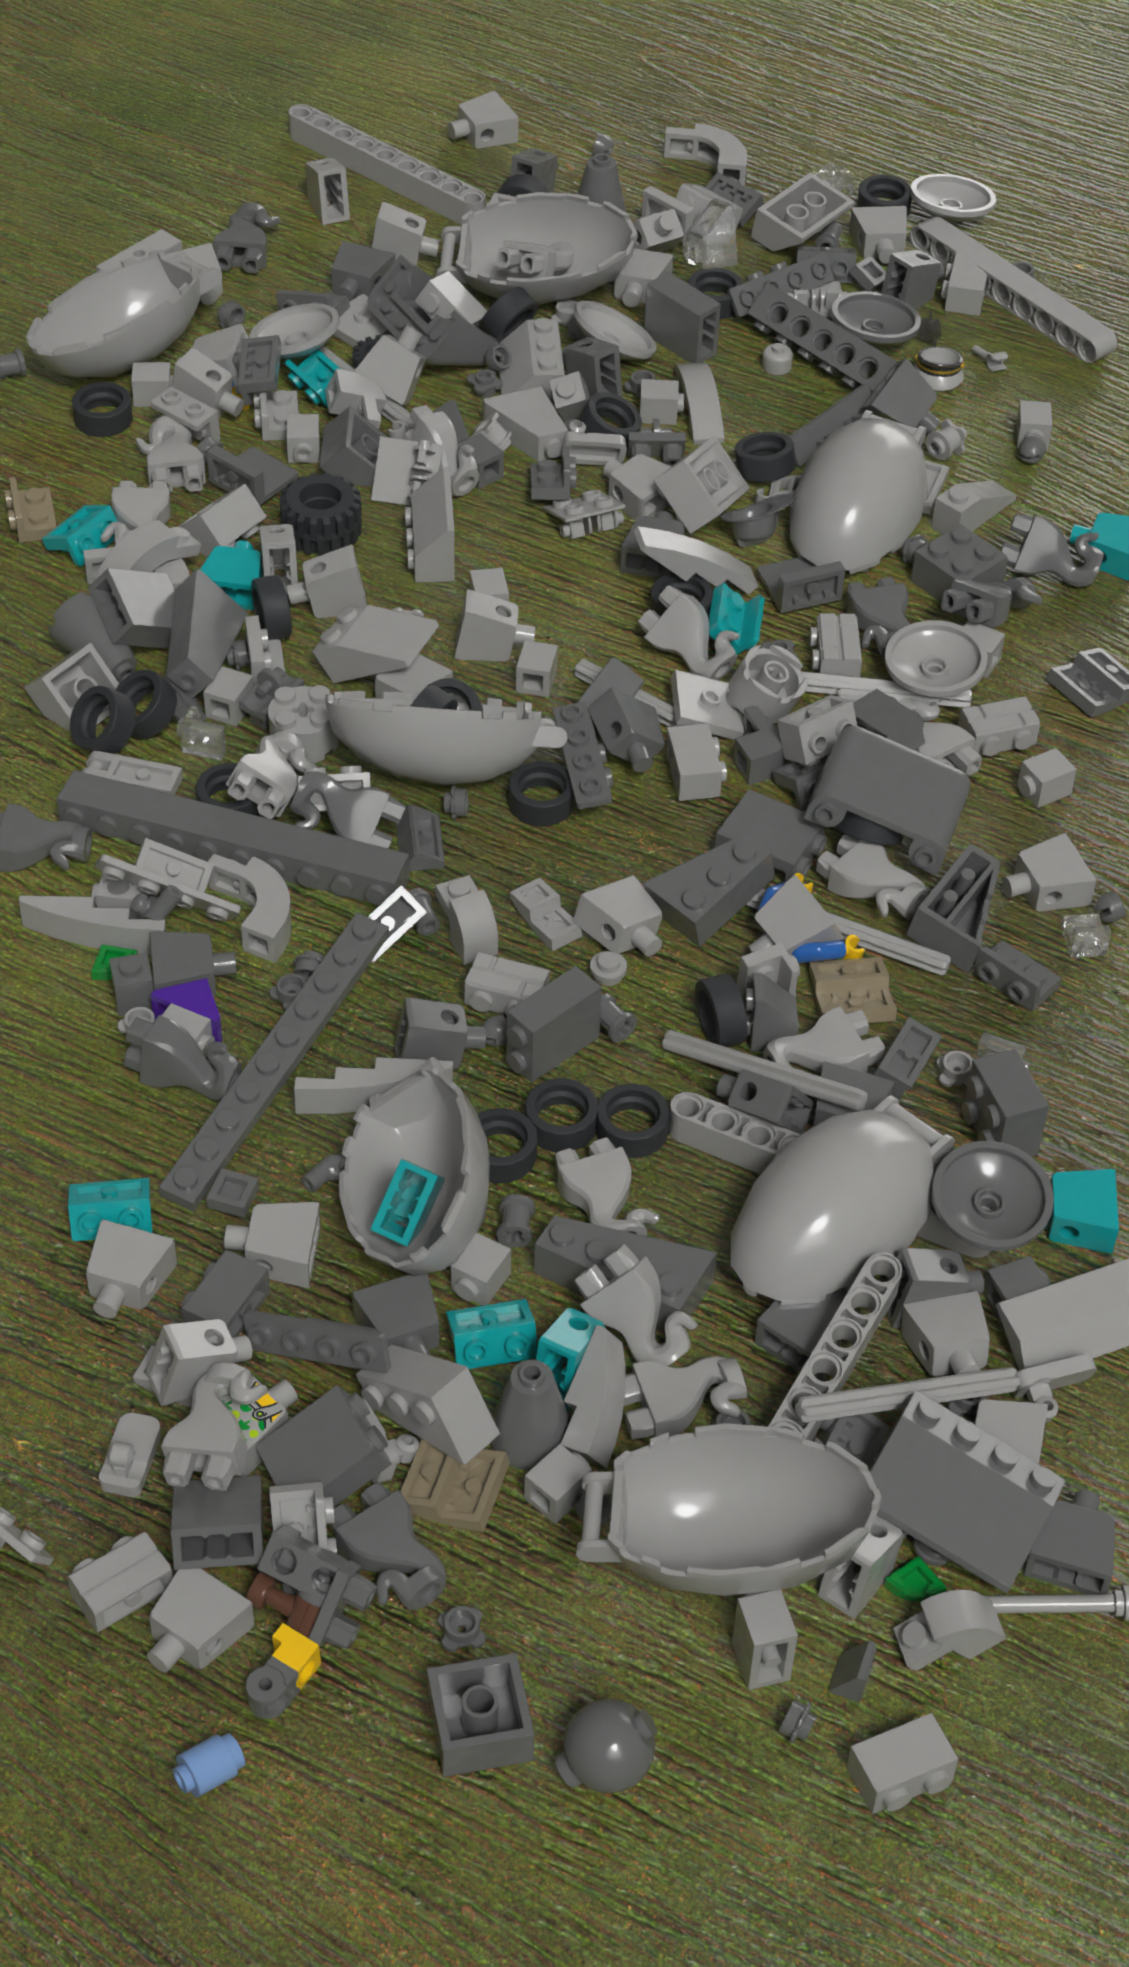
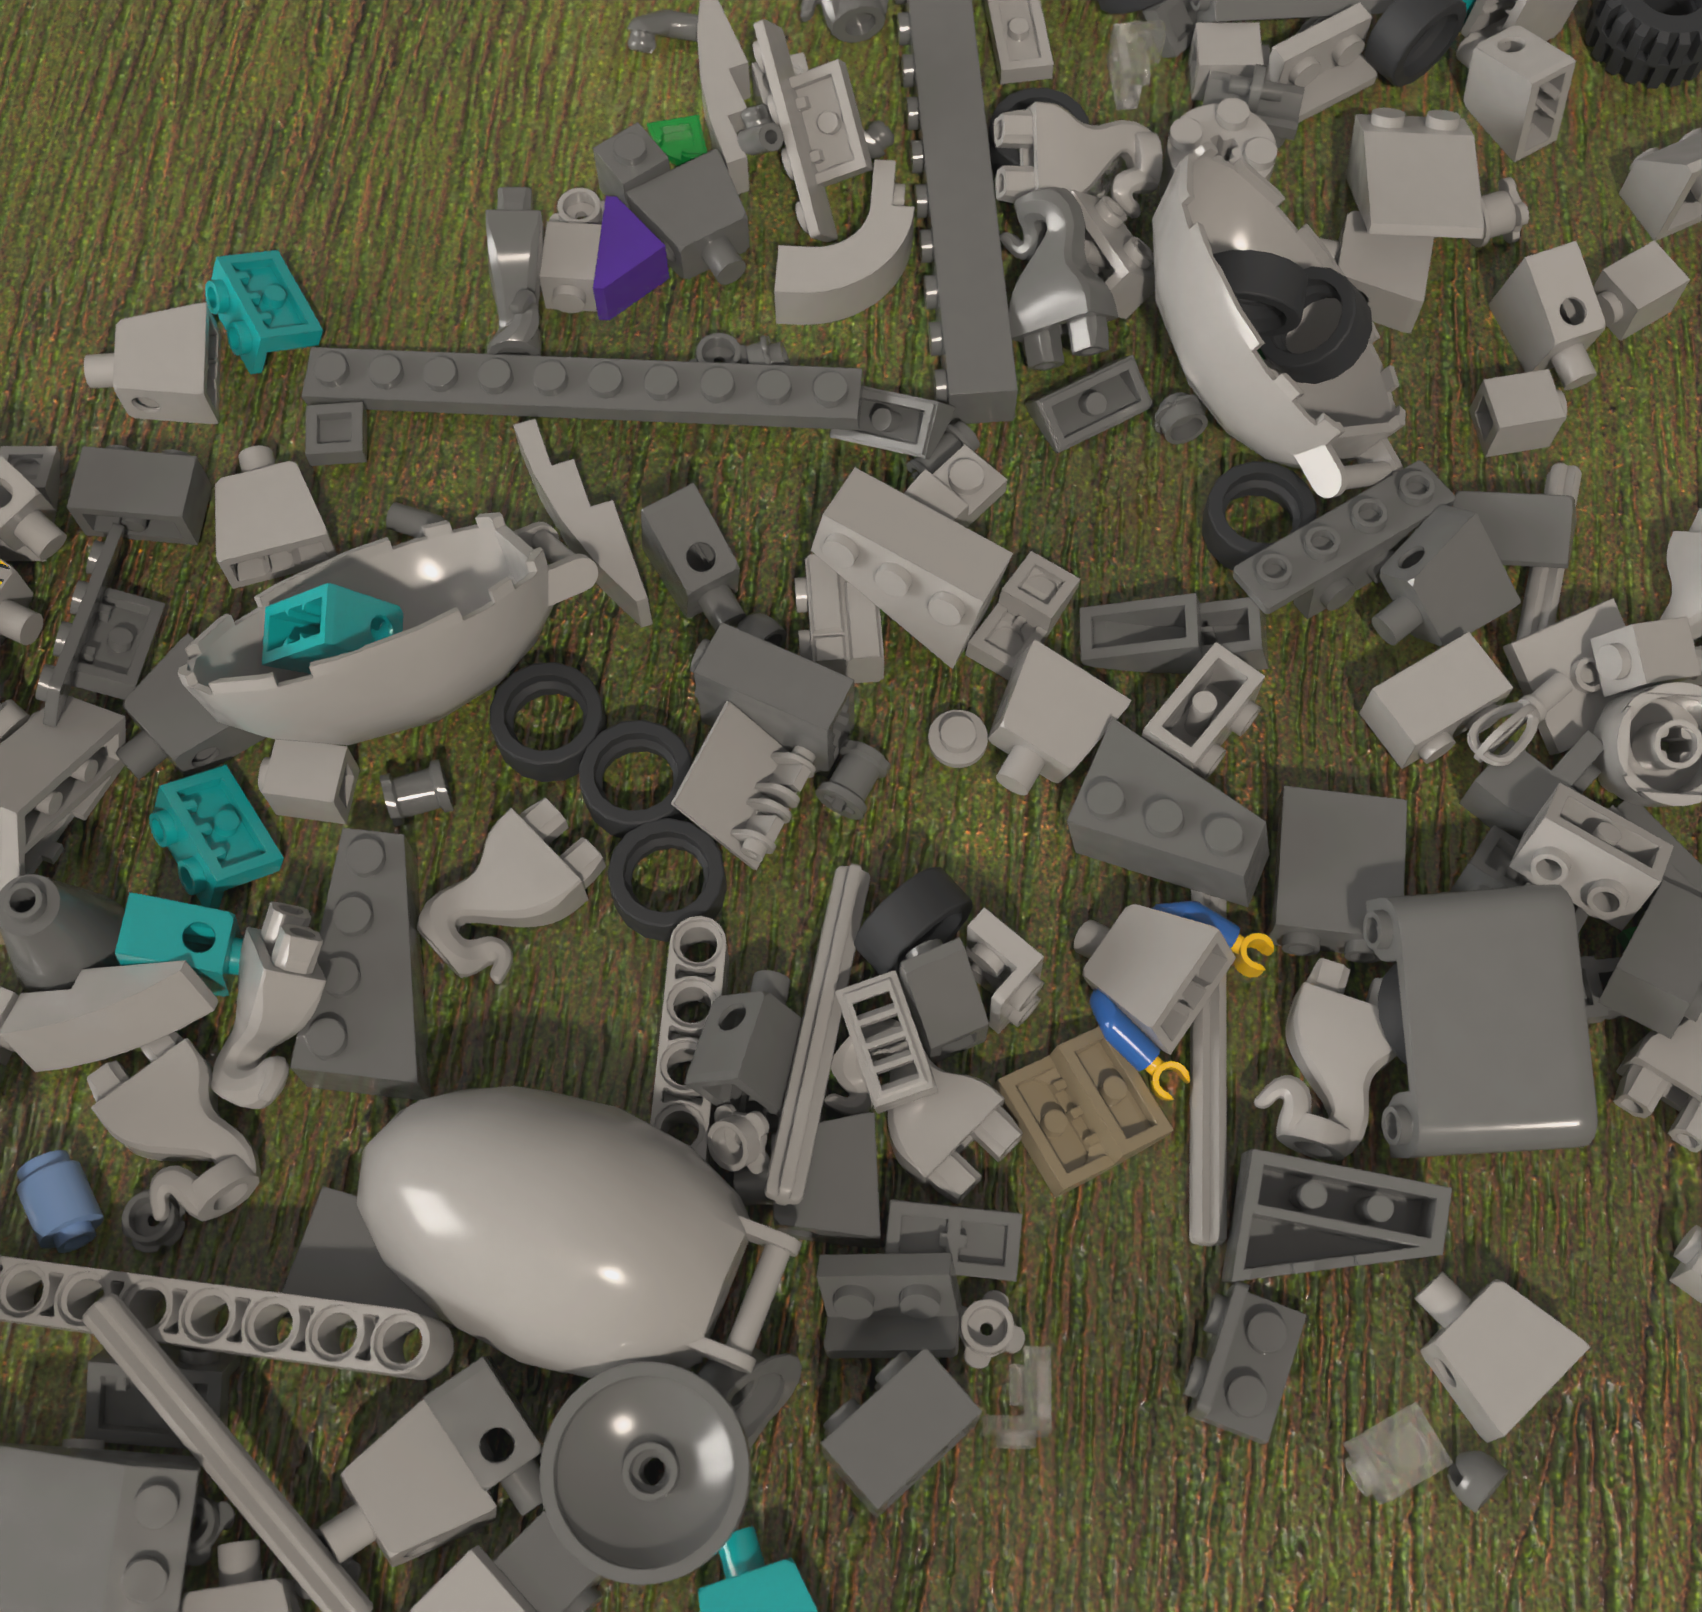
camera: 70 degrees right, 20 degrees up
(15, 941) = (661, 23): none -> dark grey arm
(508, 925) = (911, 562): none -> light grey wedge
(596, 850) = (1171, 633): none -> dark grey slope
(602, 1056) = (743, 786): none -> light grey hinge
(651, 846) = (1205, 710): none -> light grey brick
(717, 669) = (1645, 655): none -> light grey brick
(722, 724) = (1529, 710): none -> light grey piece
(801, 1049) = (902, 1090): none -> light grey slope
(811, 1111) = (739, 1139): none -> light grey plate
(933, 1090) = (890, 1304): none -> dark grey bracket

